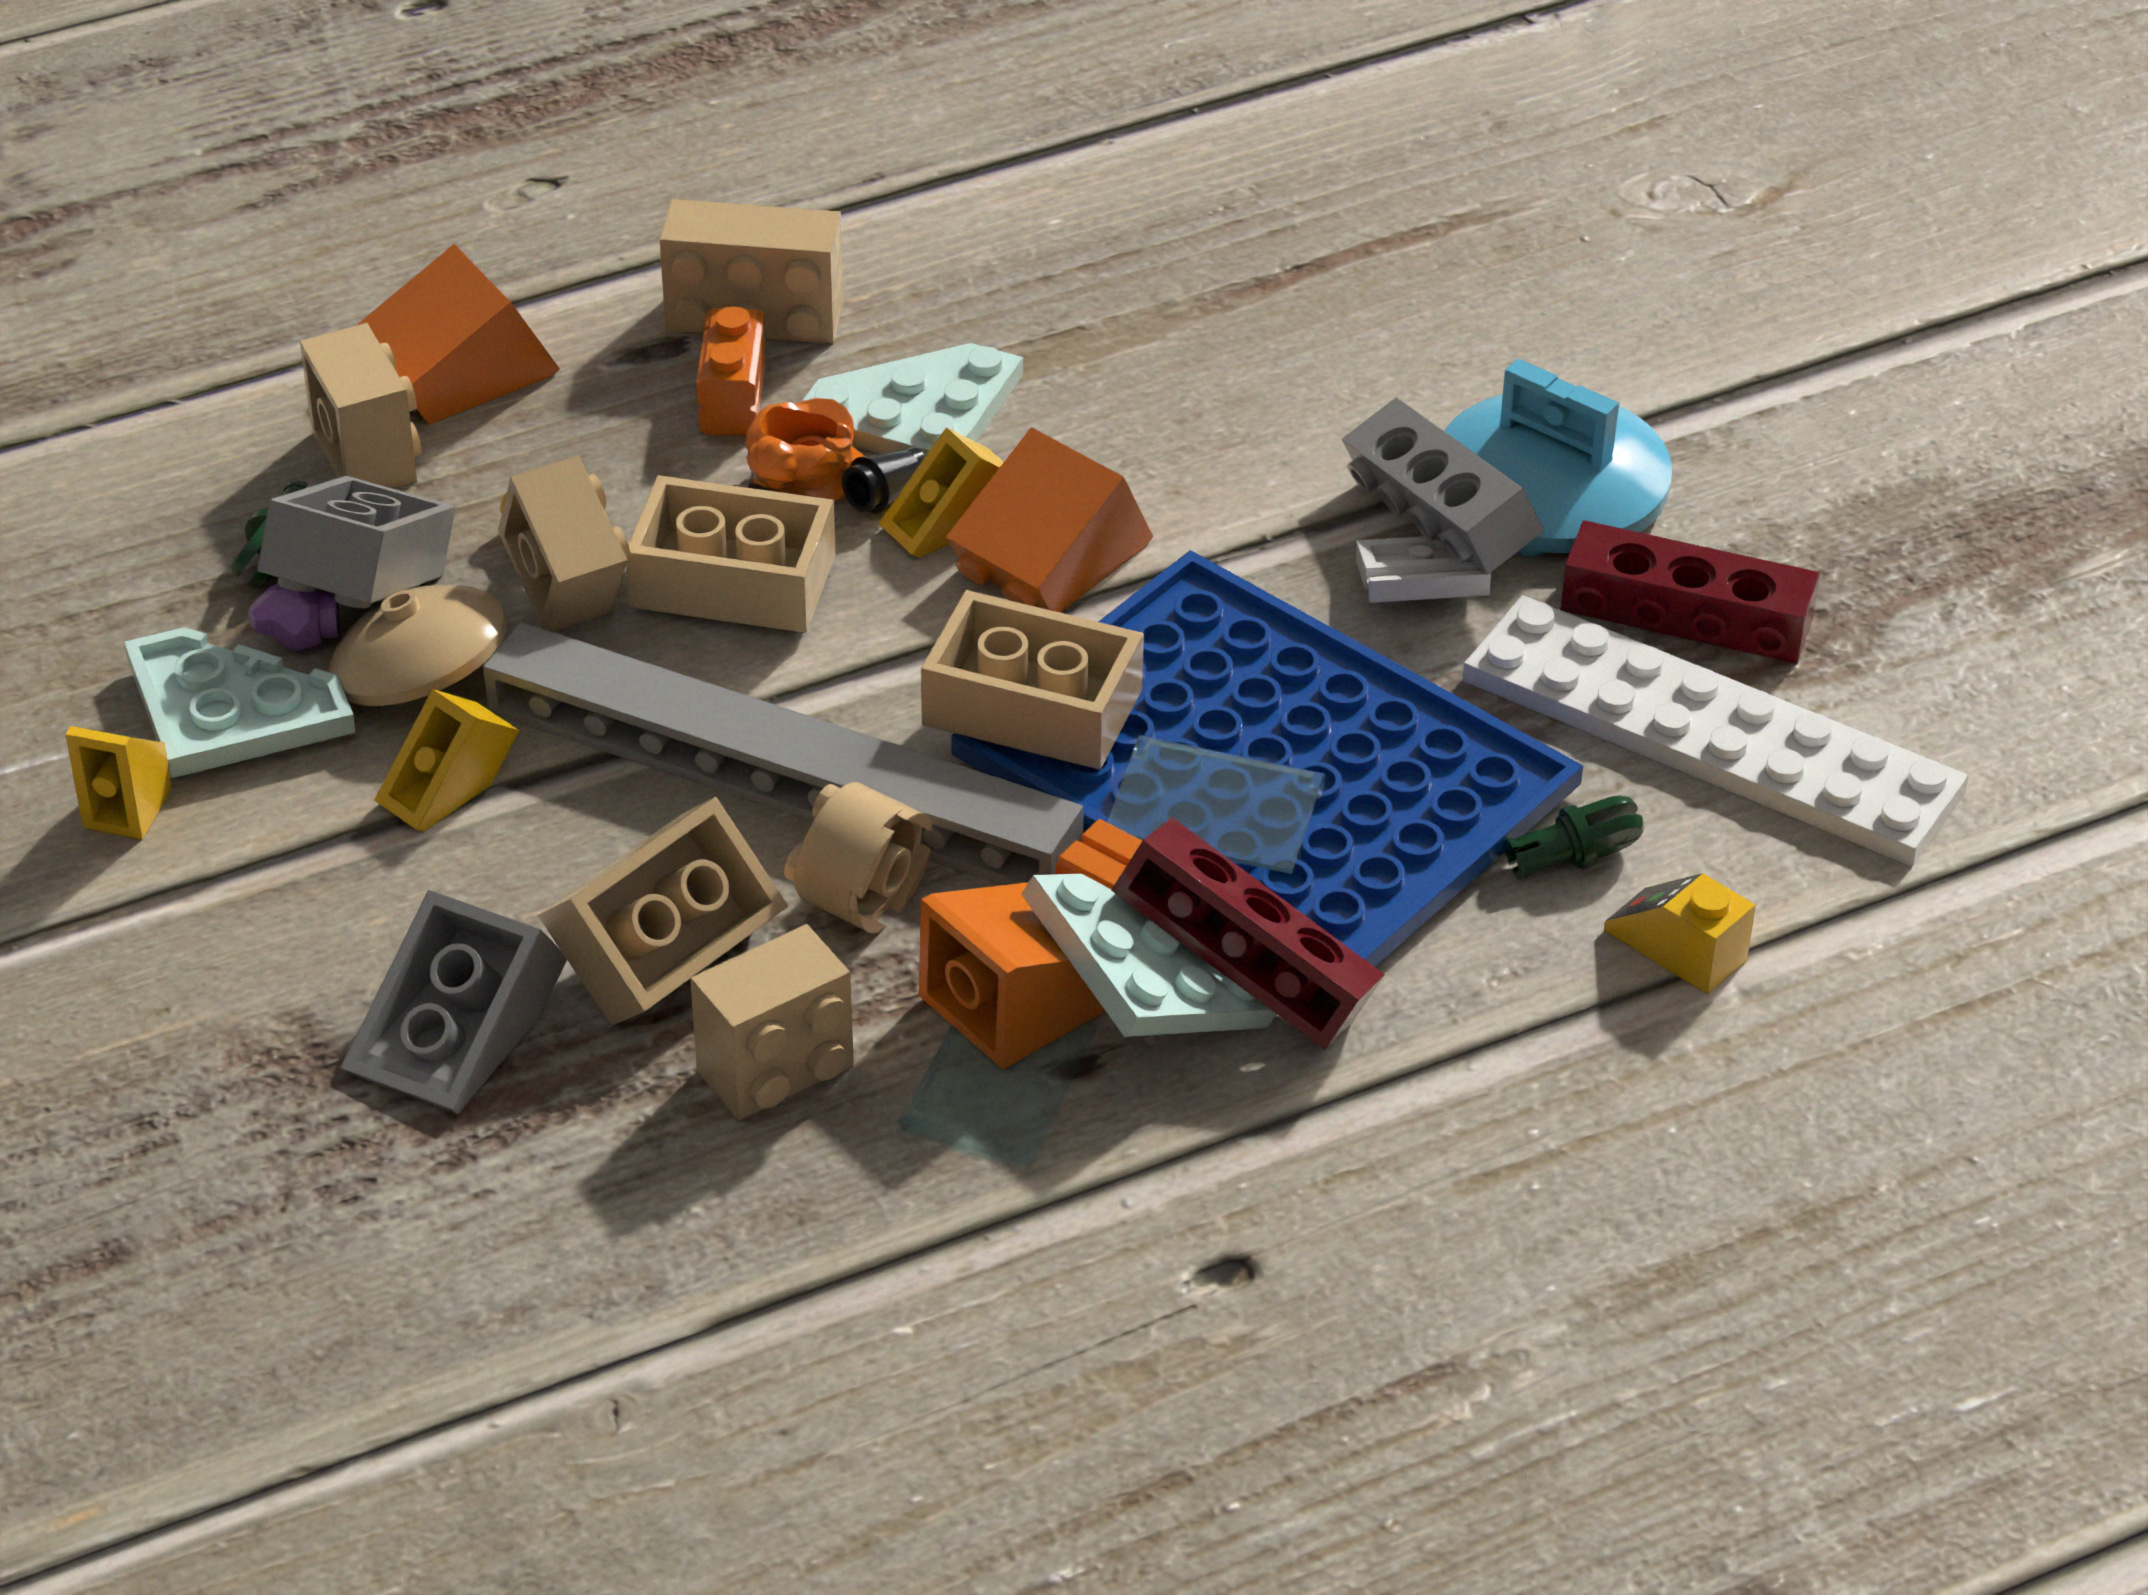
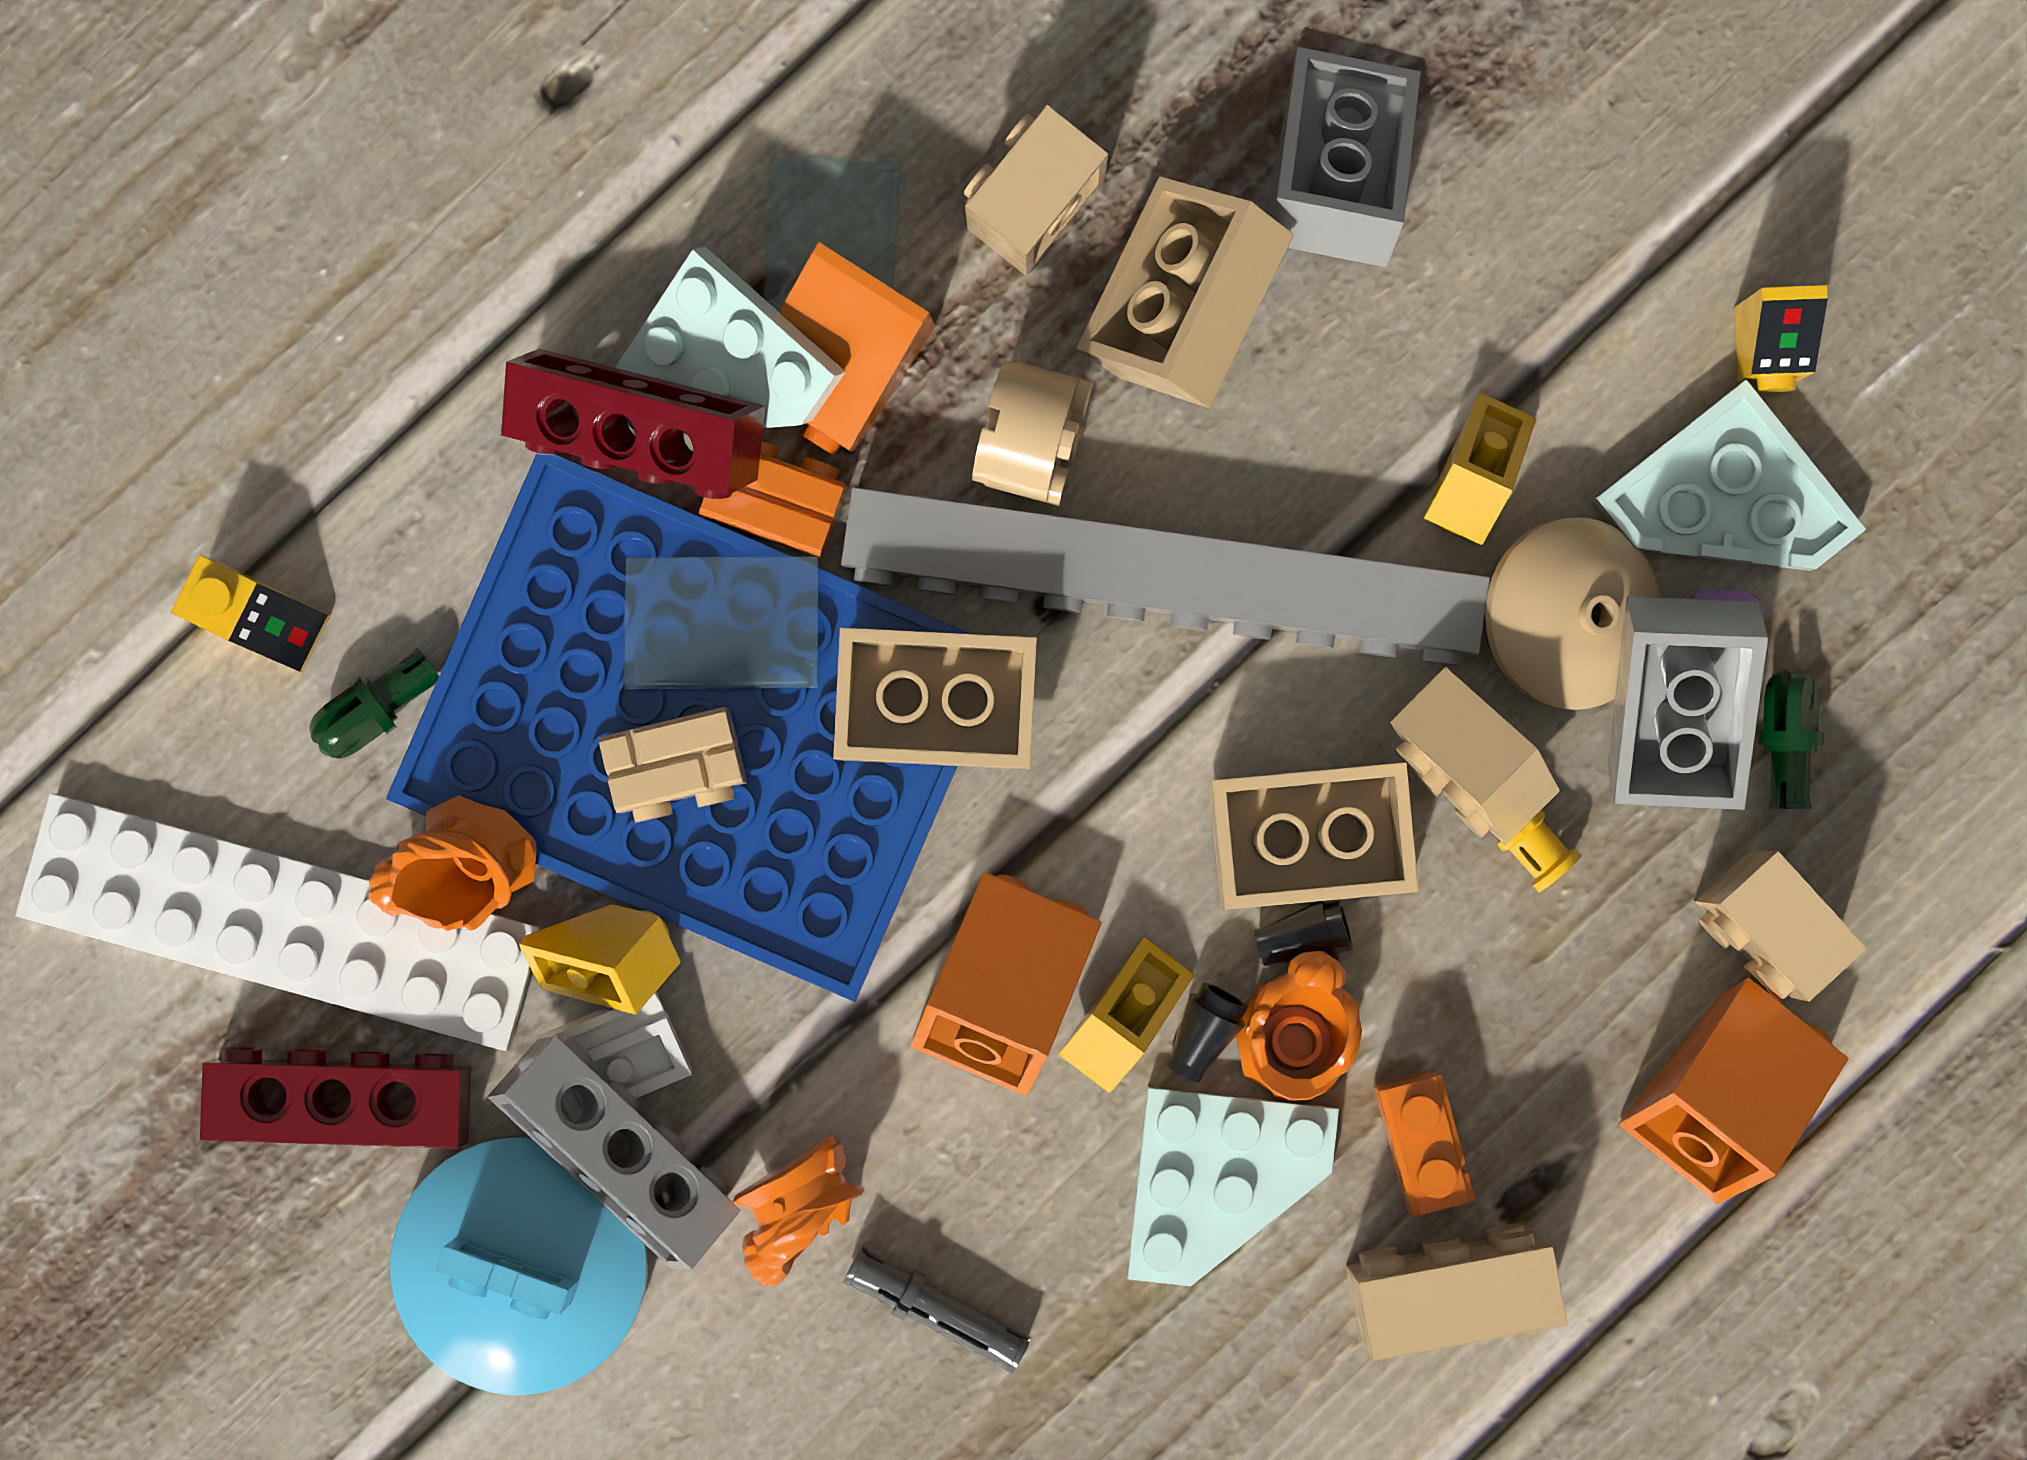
camera: 170 degrees right, 45 degrees up
(1212, 384) = (947, 1315): none -> dark grey pin
(1289, 435) = (794, 1208): none -> orange piece
(1296, 707) = (673, 762): none -> tan brick
(1405, 615) = (603, 957): none -> yellow slope
(1532, 687) = (456, 867): none -> orange piece

